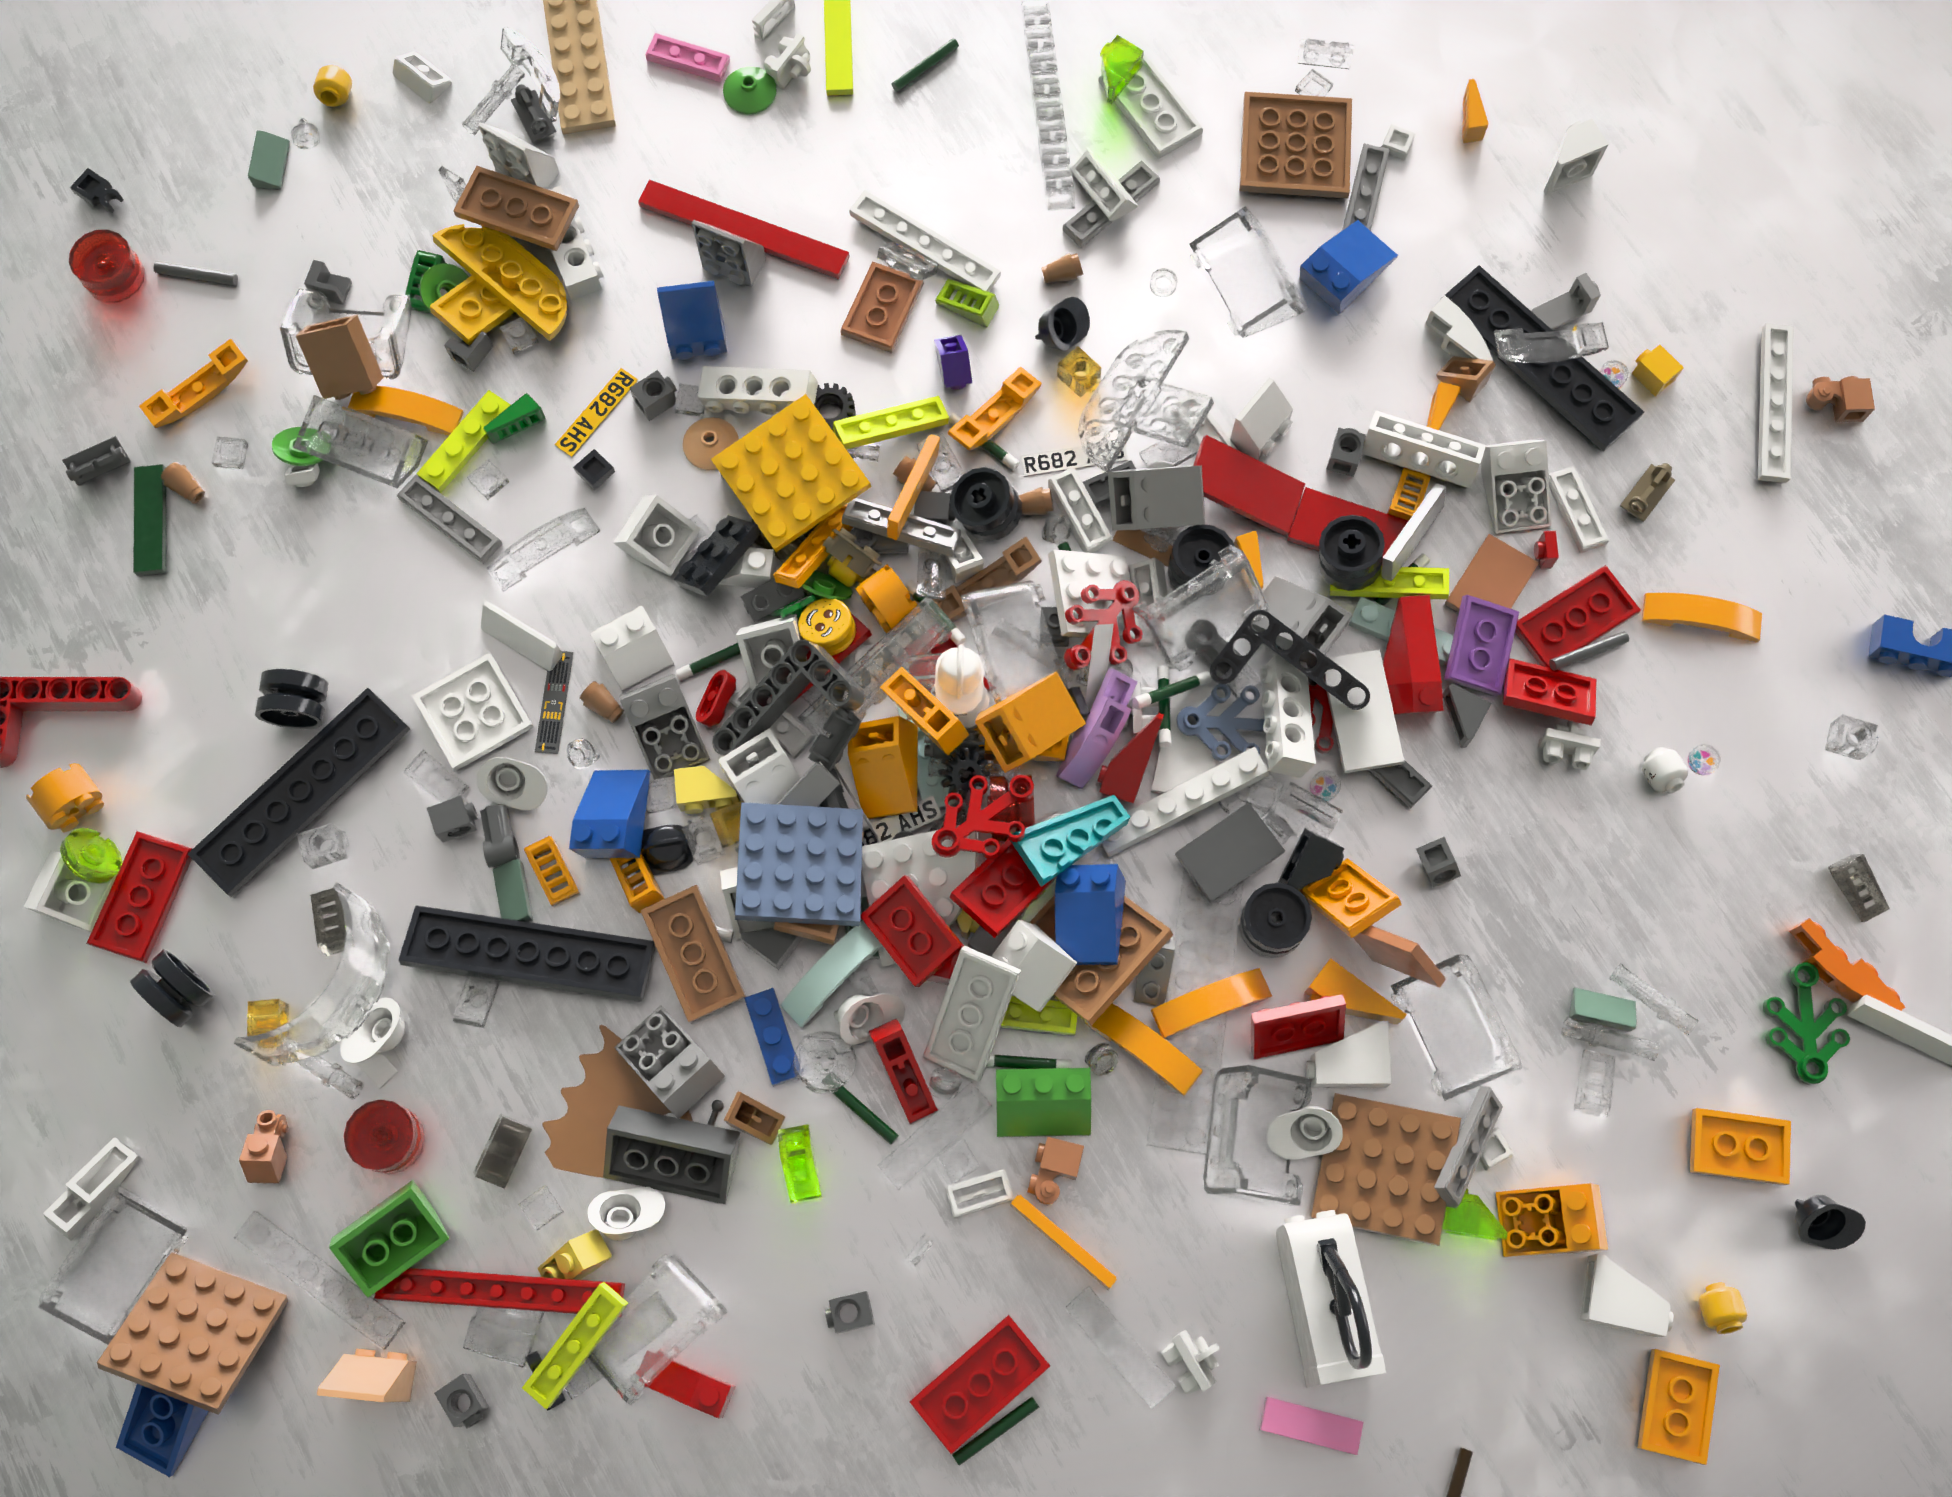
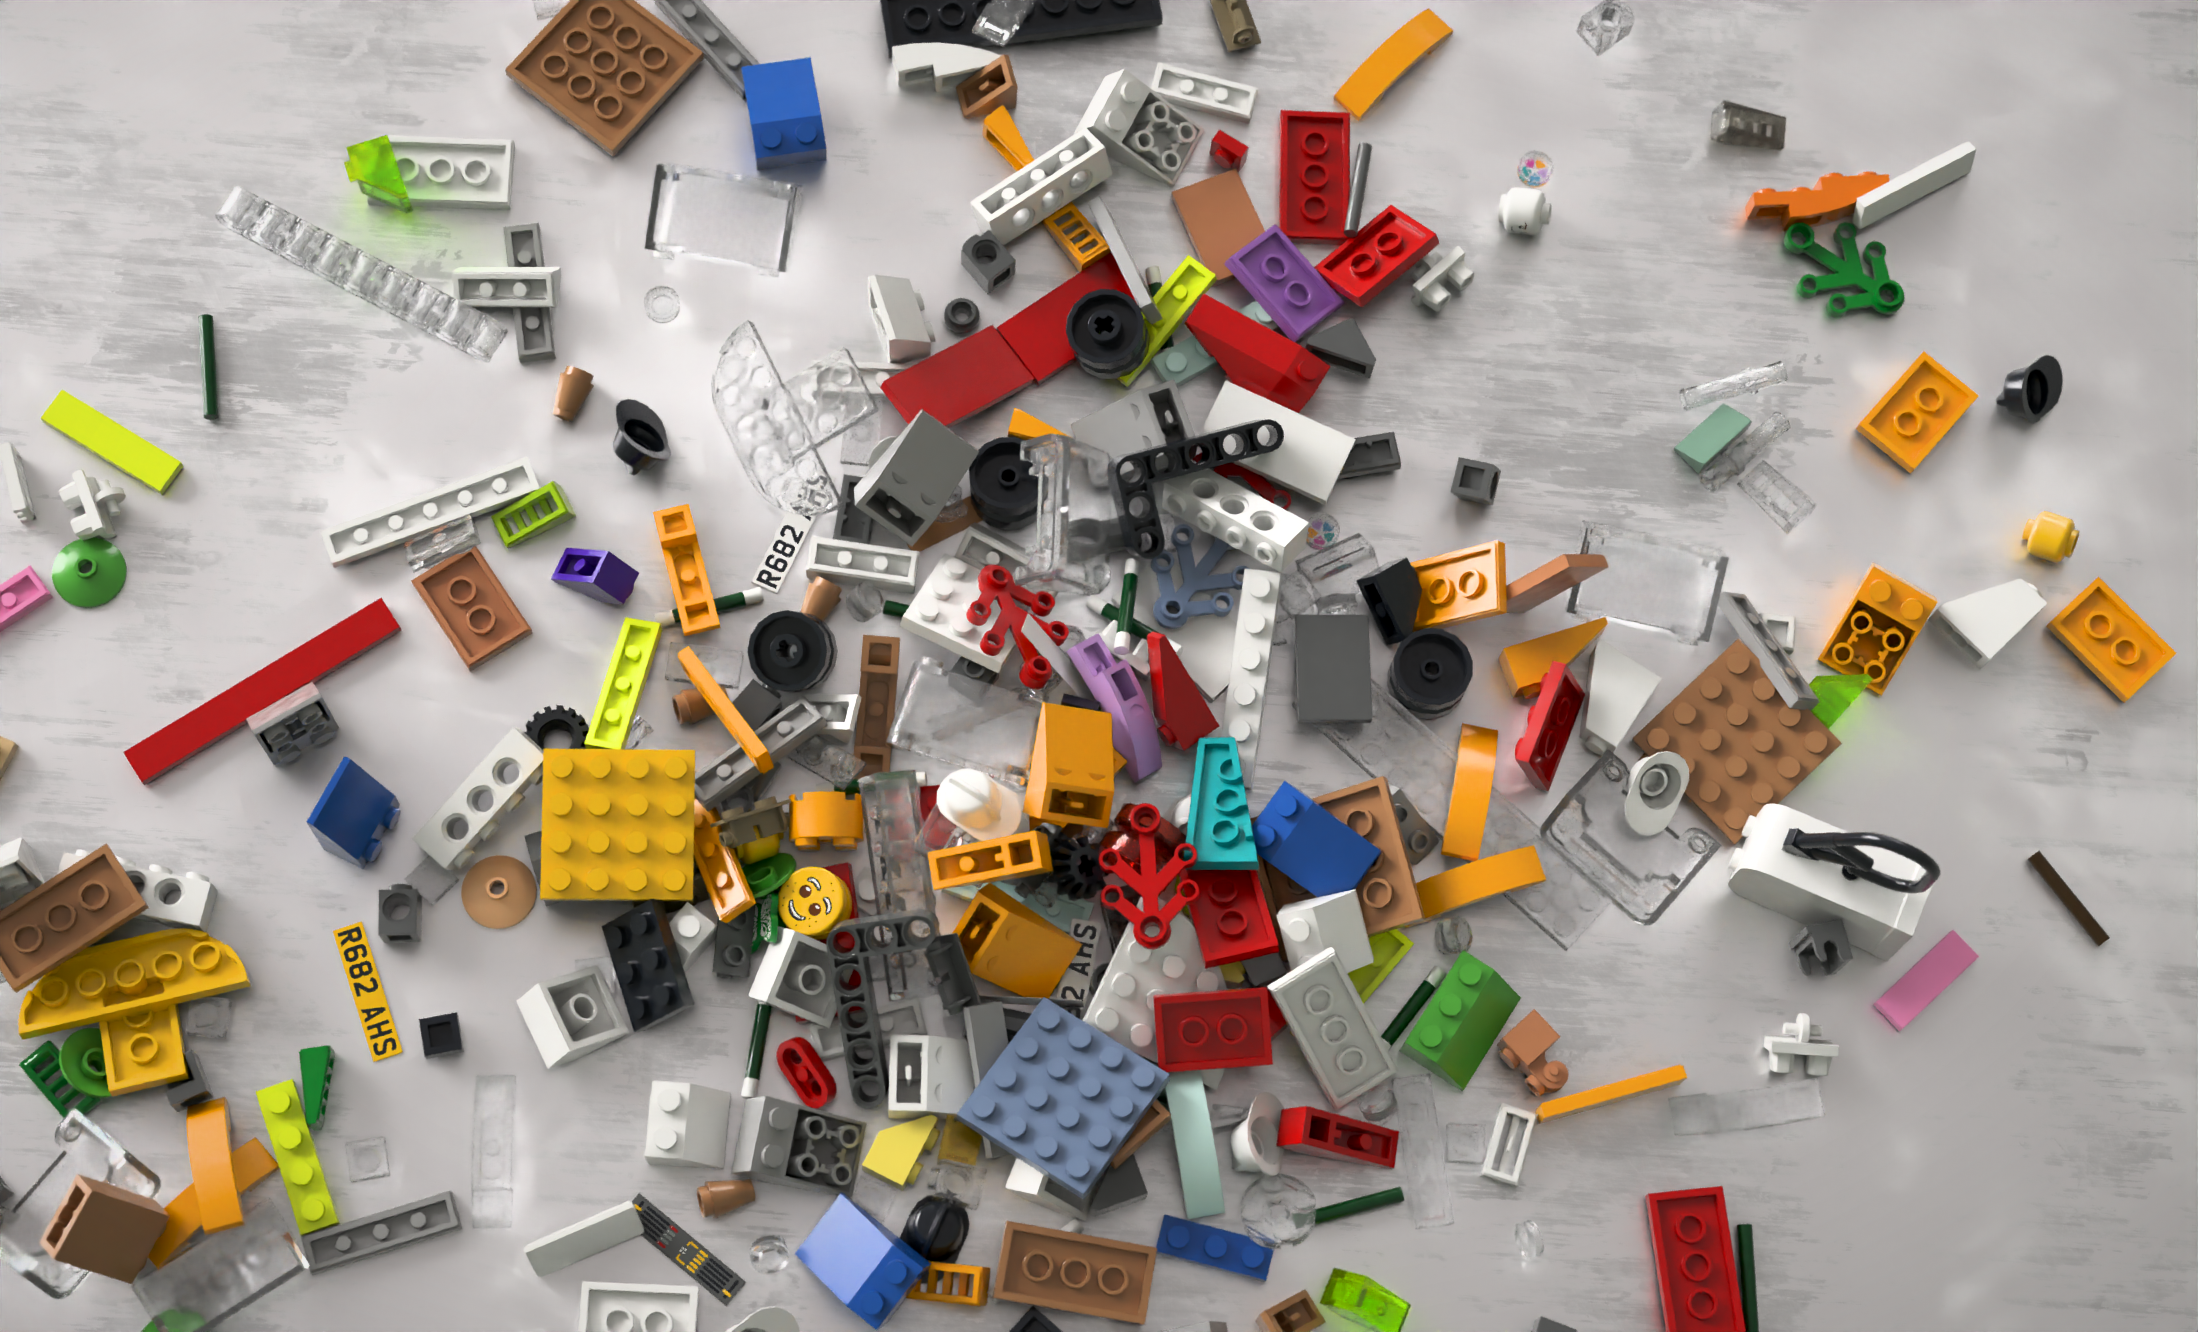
camera: 65 degrees left, 0 degrees up
(418, 388) = (213, 1166): none -> light orange slope
(1075, 362) = (700, 471): clear yellow brick -> none
(1279, 1325) = (1824, 941): none -> dark grey hinge
(1297, 454) = (958, 306): none -> dark grey plate

